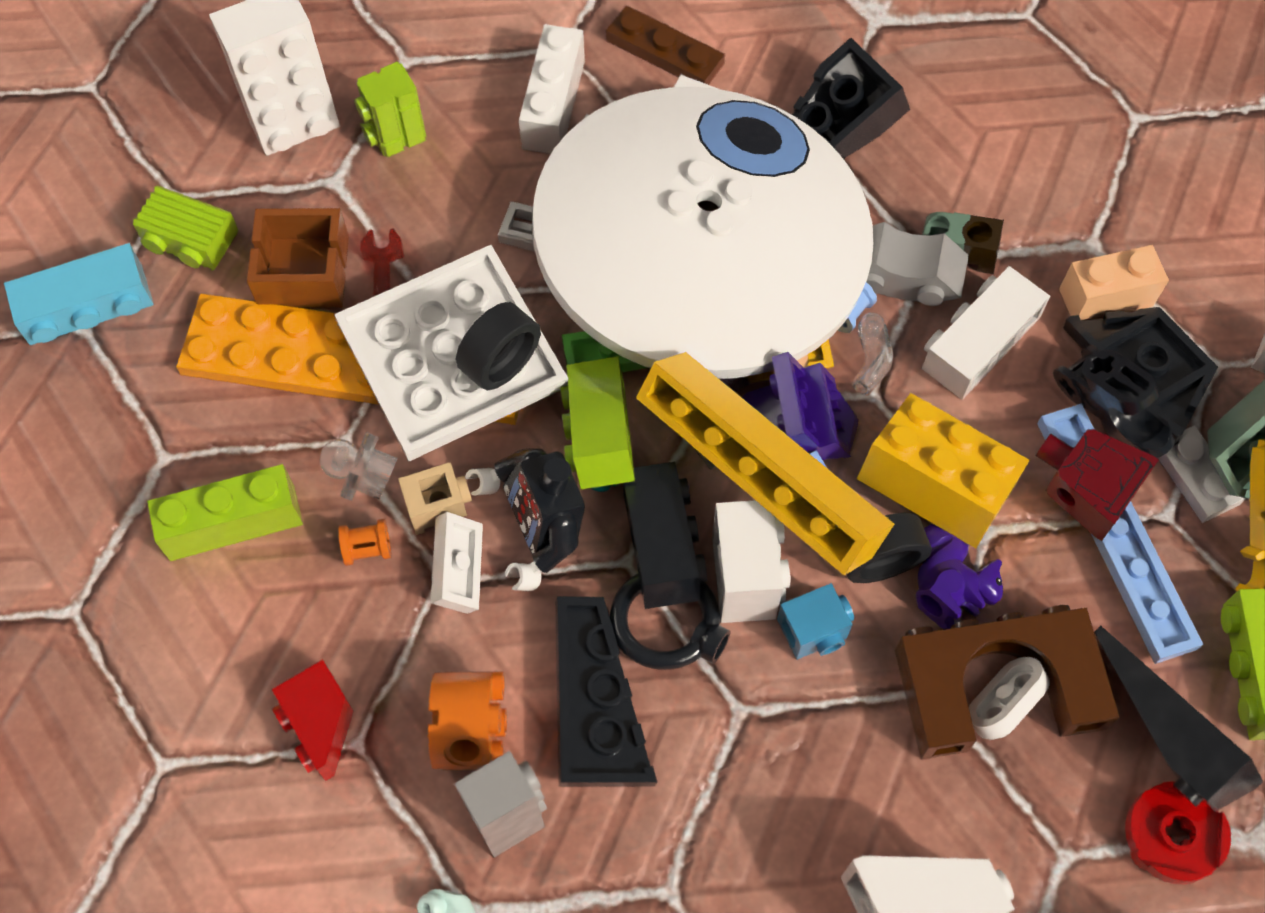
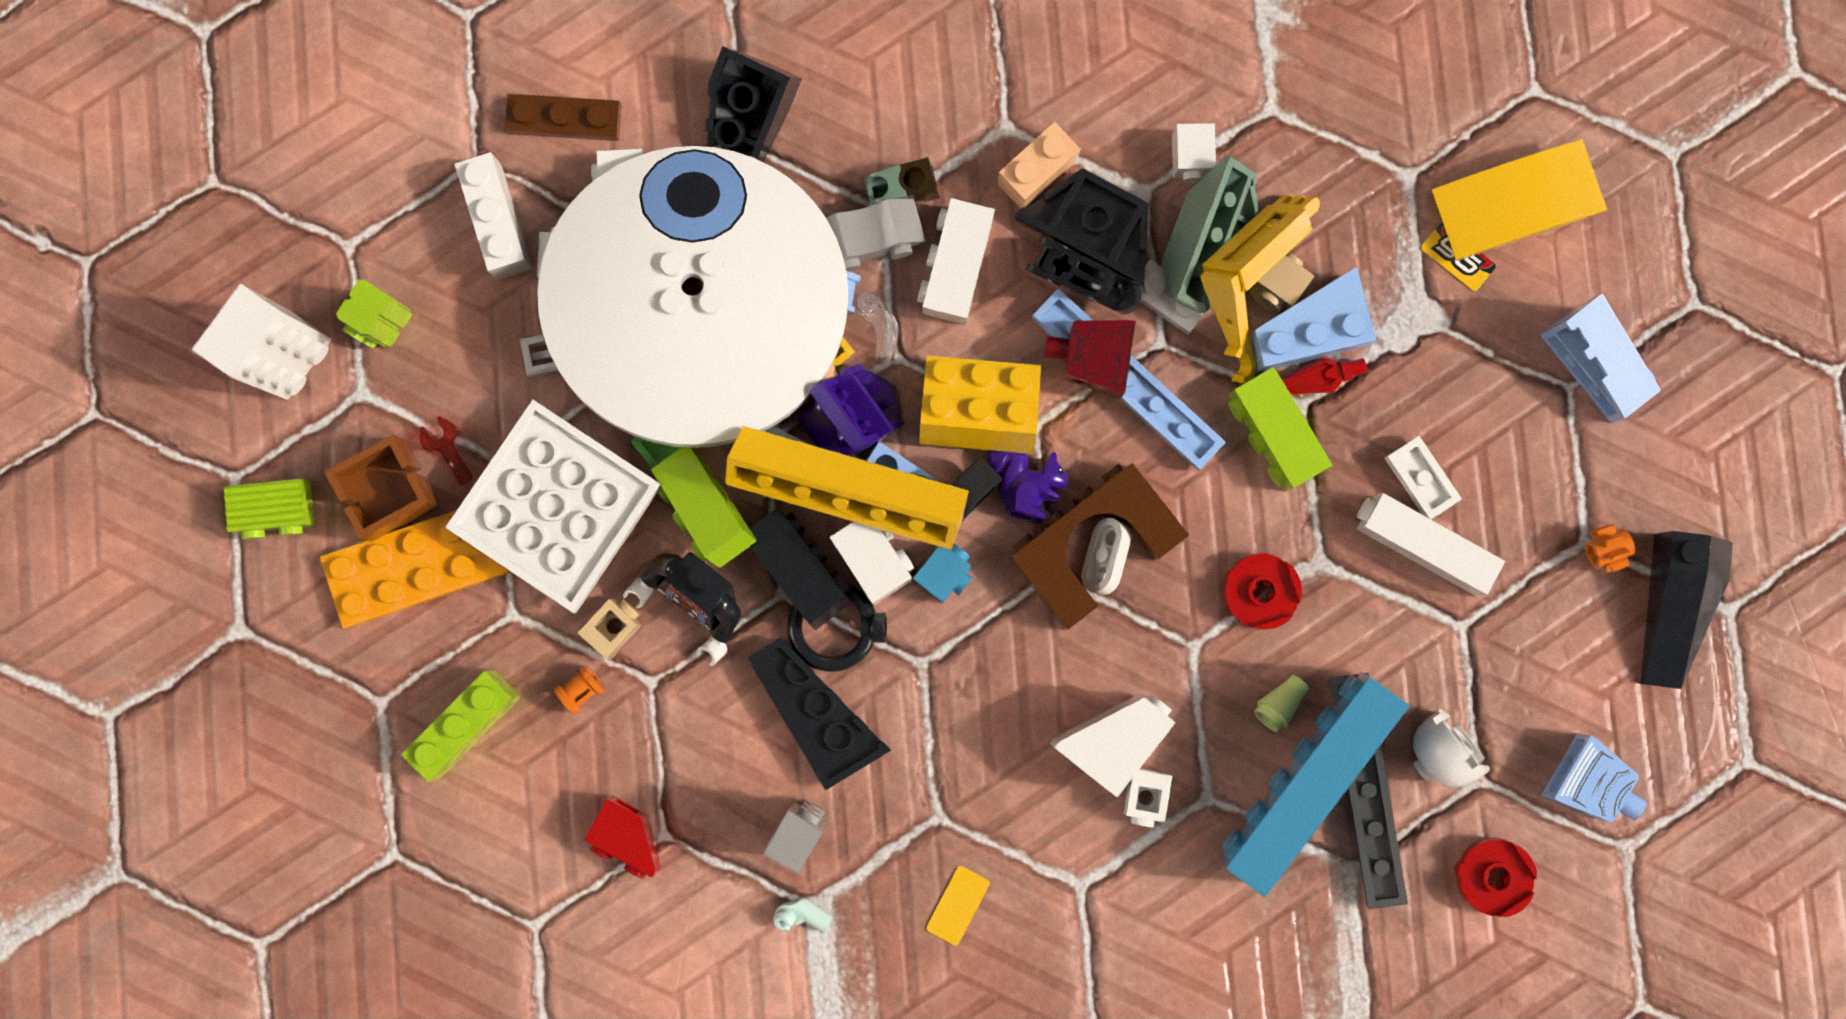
camera: 30 degrees left, 20 degrees up
(78, 294) = (223, 611): medium azure brick -> none
(363, 469) = (539, 638): clear hips -> none
(456, 563) = (657, 669): white plate -> none
(466, 719) = (736, 785): orange brick -> none
(498, 345) = (596, 497): black tyre -> none
(1197, 752) = (1250, 533): black wedge -> none

